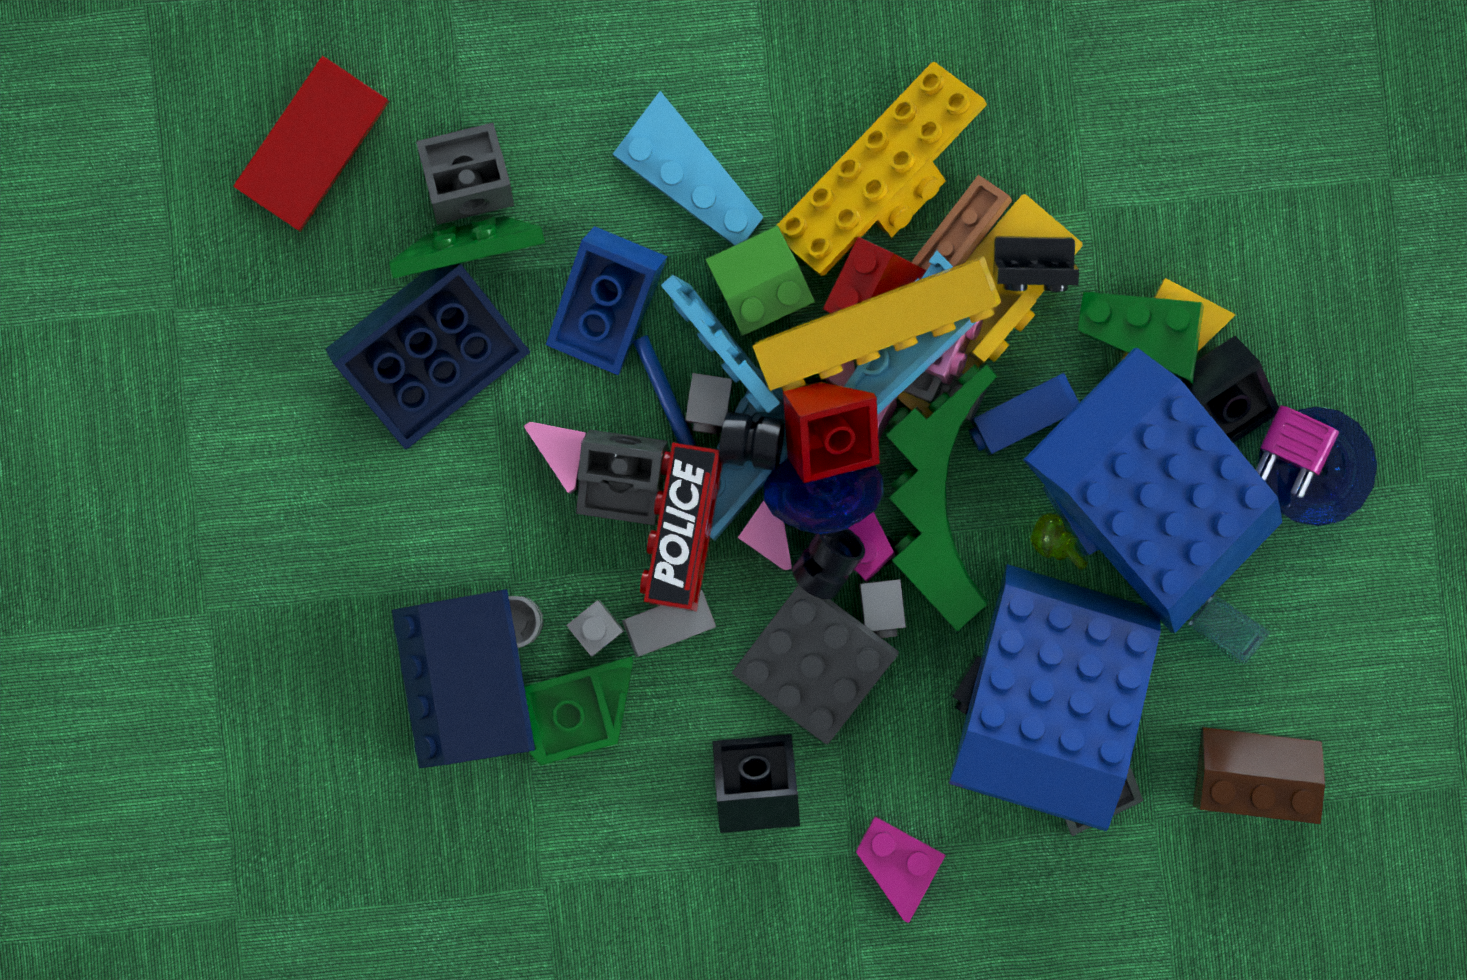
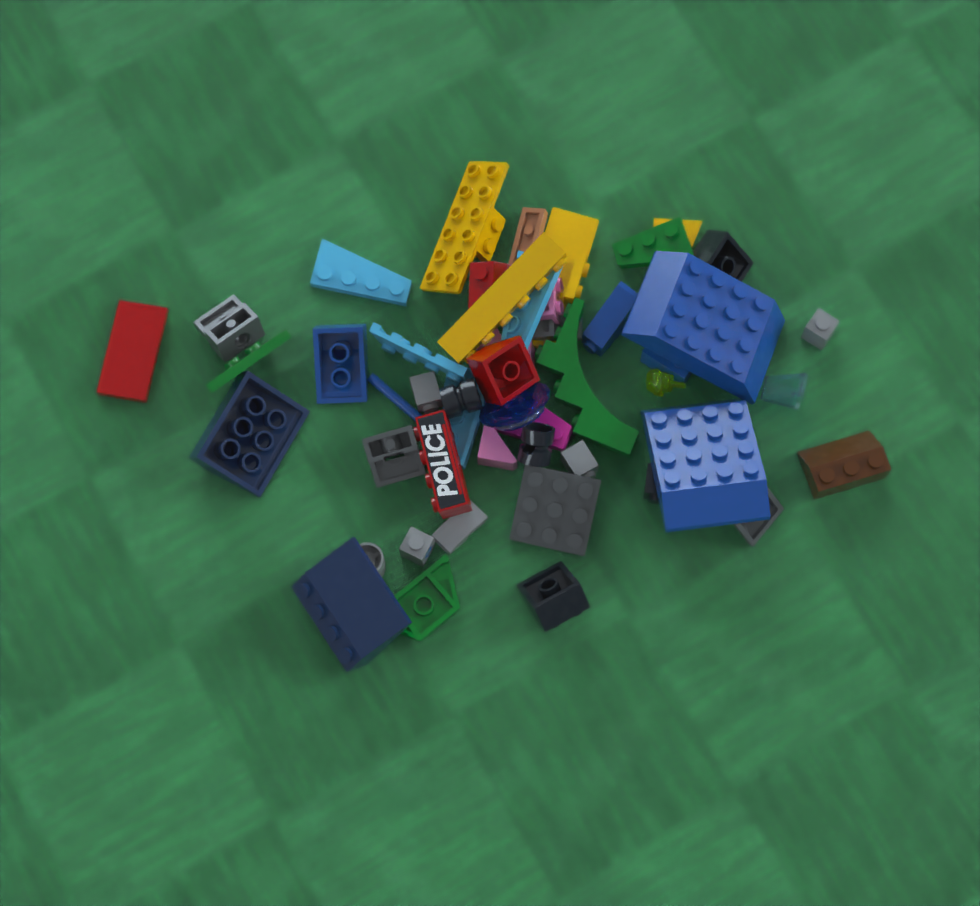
camera: 25 degrees left, 15 degrees down
(560, 449) = (351, 455): bright pink slope -> none
(759, 280) = (425, 313): bright green slope -> none
(899, 864) = (660, 607): dark pink wing -> none
(1035, 261) = (578, 234): black bracket -> none
(1298, 442) = (772, 269): dark pink piece -> none
(1325, 562) = (820, 329): none -> light grey brick
(1346, 476) = (796, 264): clear blue piece -> none

